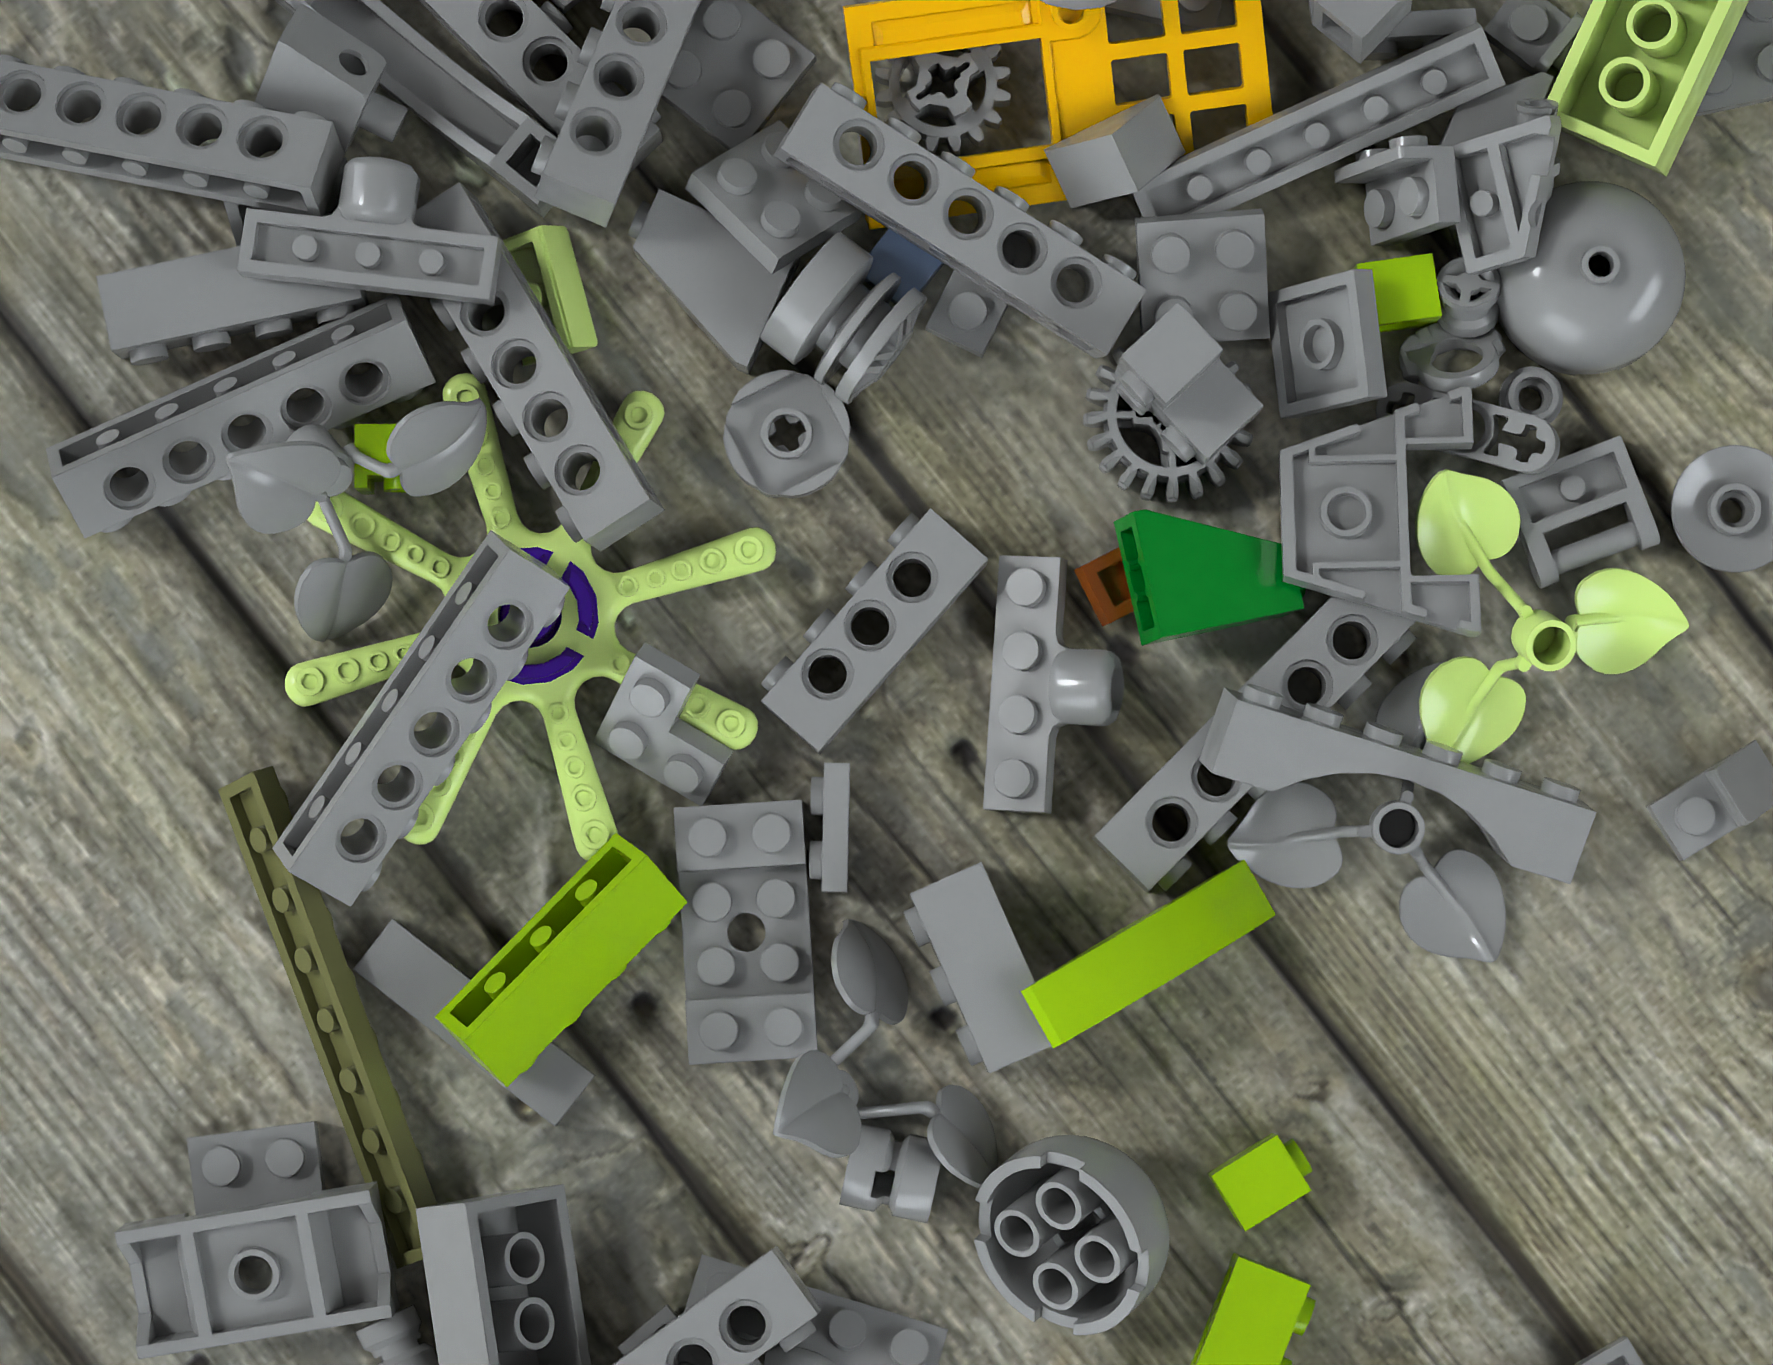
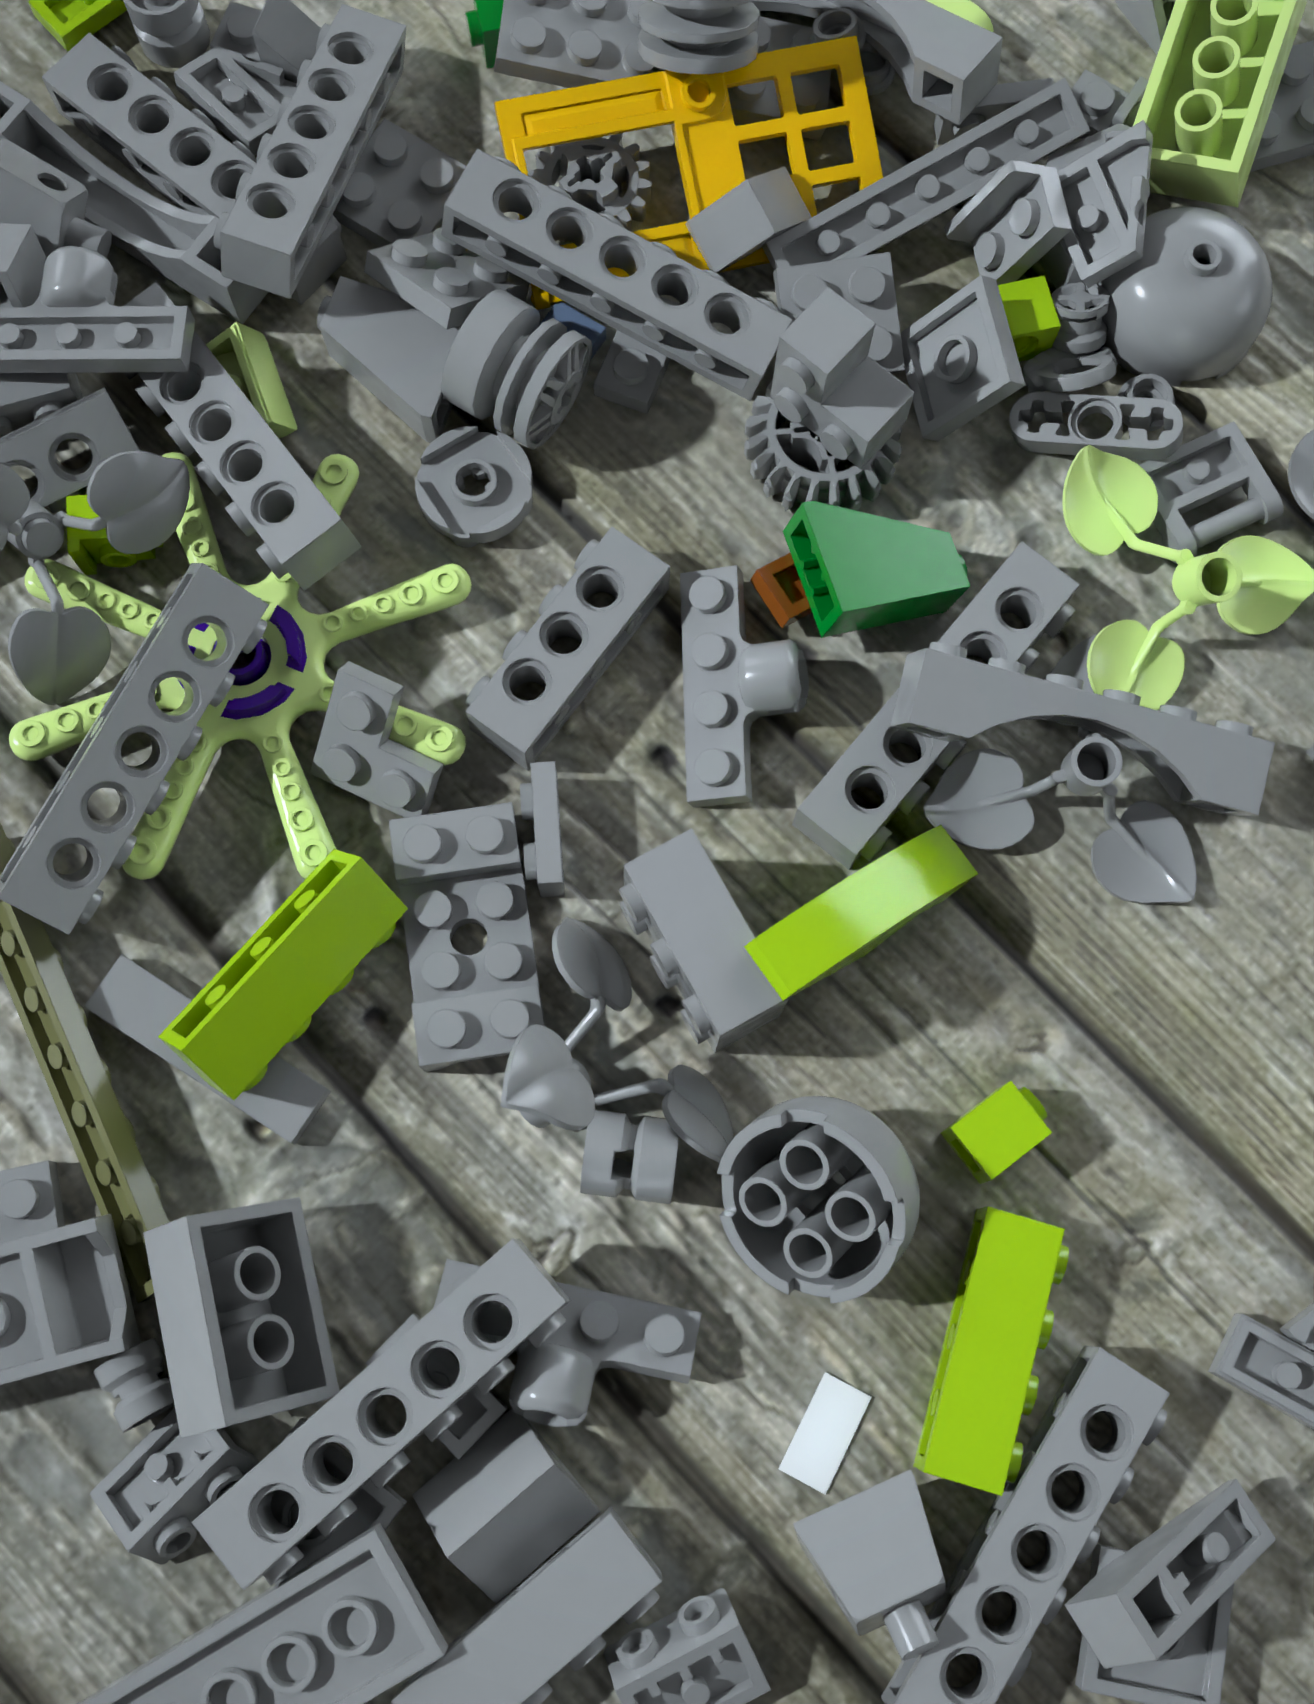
camera: 10 degrees left, 10 degrees down
(1351, 521) = (1005, 498): light grey wing -> none

